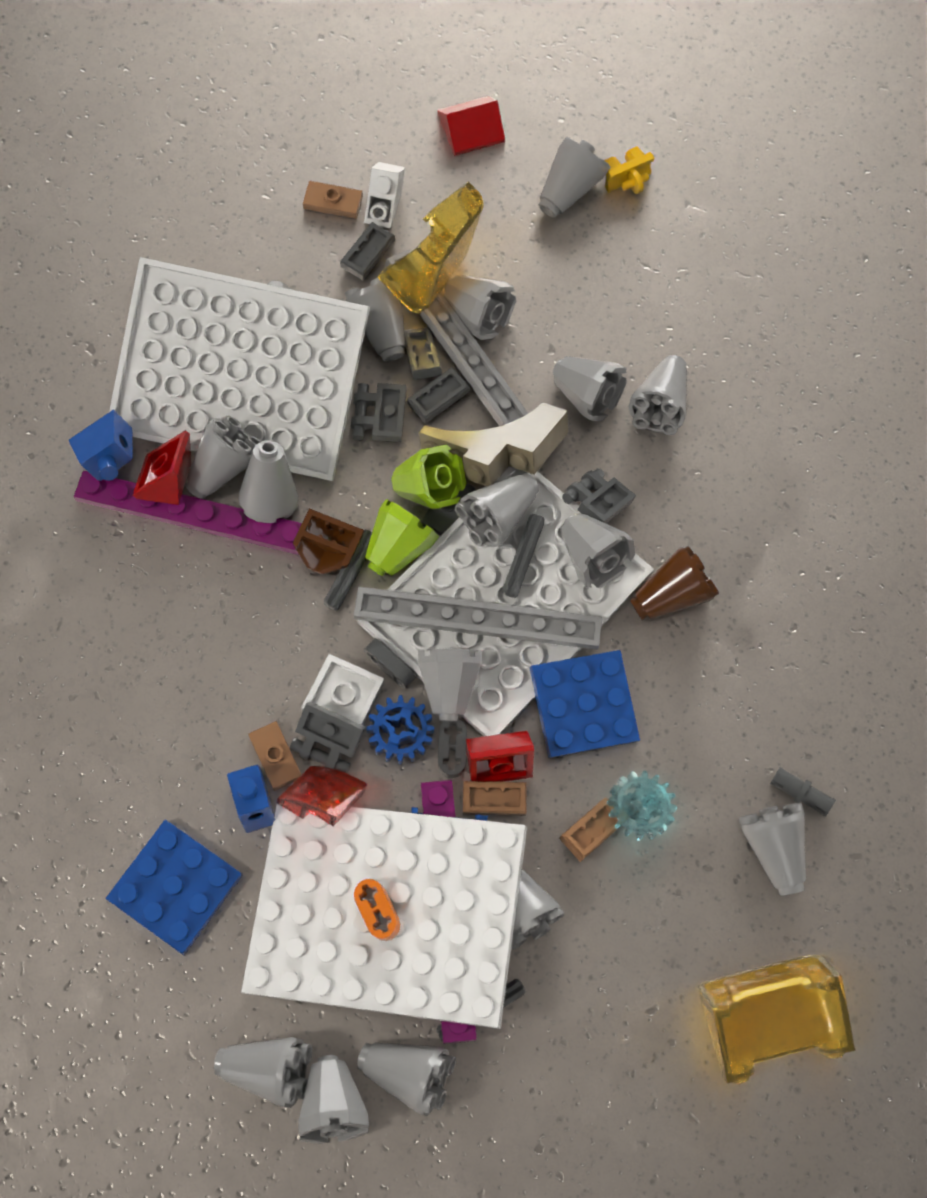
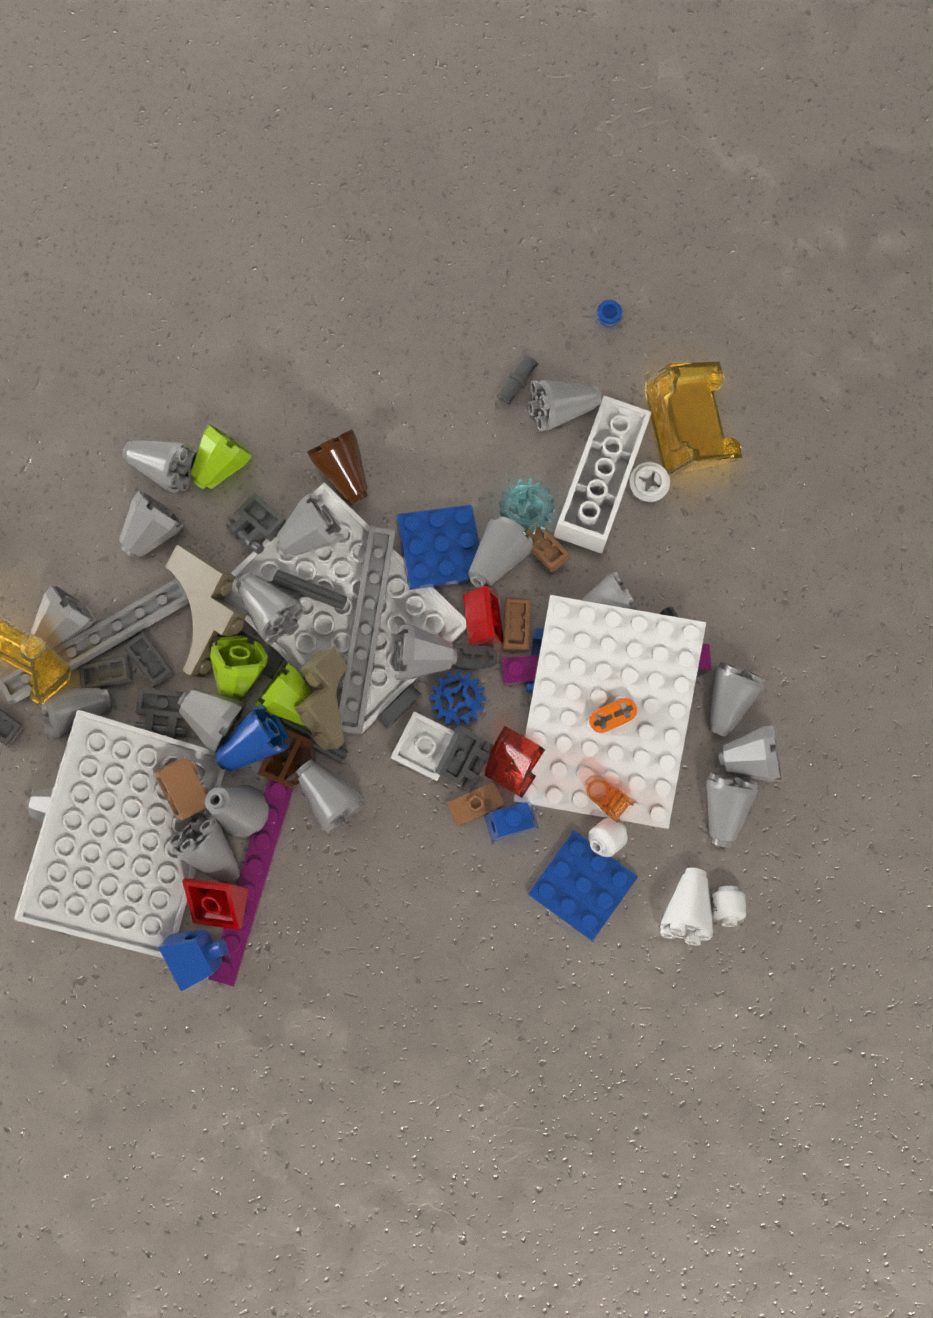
camera: 90 degrees left, 10 degrees up
(138, 1019) = (689, 910): none -> white cone
(140, 1072) = (728, 905): none -> white head
(229, 913) = (607, 837): none -> white head
(273, 910) = (611, 800): none -> clear orange piece
(281, 584) = (328, 795): none -> light grey cone
(290, 423) = (182, 787): none -> medium nougat brick
(345, 499) = (252, 740): none -> blue cone
(372, 455) = (210, 715): none -> light grey cone
(381, 565) = (321, 708): none -> dark tan arch
(578, 766) = (499, 551): none -> light grey cone
(674, 451) = (217, 458): none -> lime cone
(690, 899) = (602, 474): none -> white slope
(699, 955) = (644, 471): none -> white gear
(904, 907) = (609, 313): none -> blue tile

